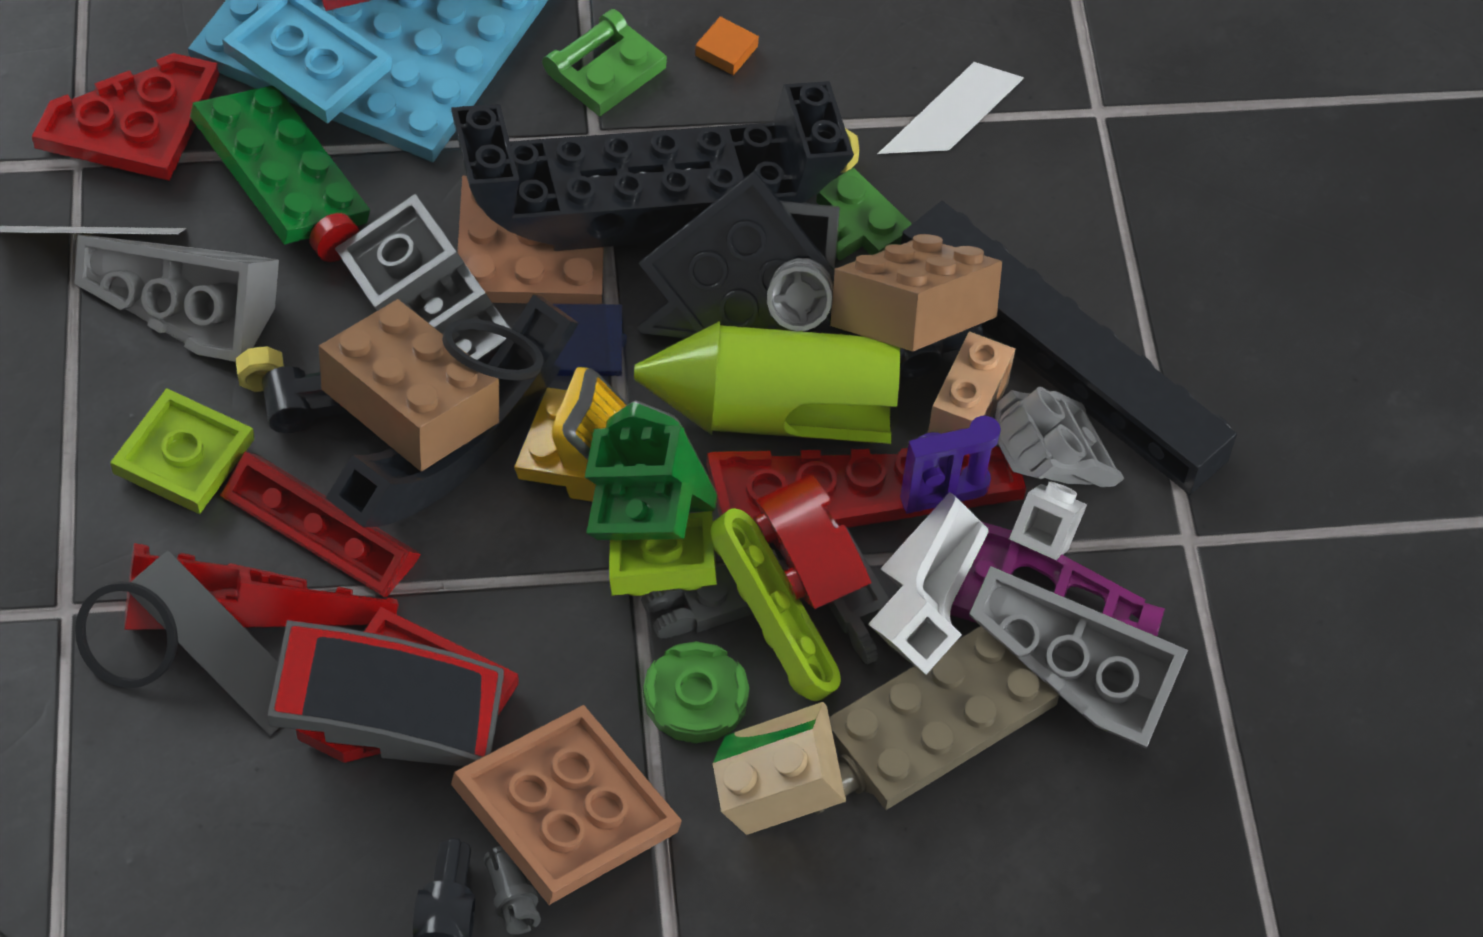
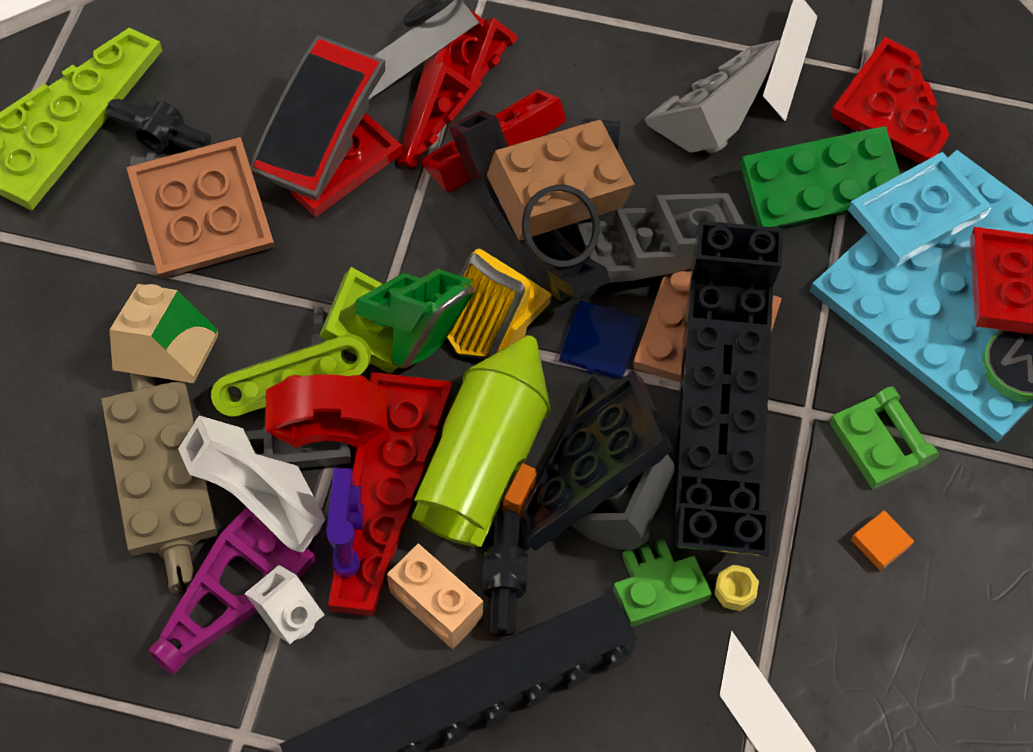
camera: 110 degrees right, 5 degrees up
(182, 451) = (578, 70): lime plate -> none
(254, 364) = (633, 126): light yellow tile -> none
(330, 233) = (742, 195): red tile -> none
(696, 692) = (260, 323): bright green tile -> none
(800, 294) = (552, 466): light grey wheel -> none
(916, 292) = (523, 558): medium nougat brick -> none
(1053, 439) = (360, 643): light grey slope -> none
(1090, 659) = (137, 588): light grey wedge -> none

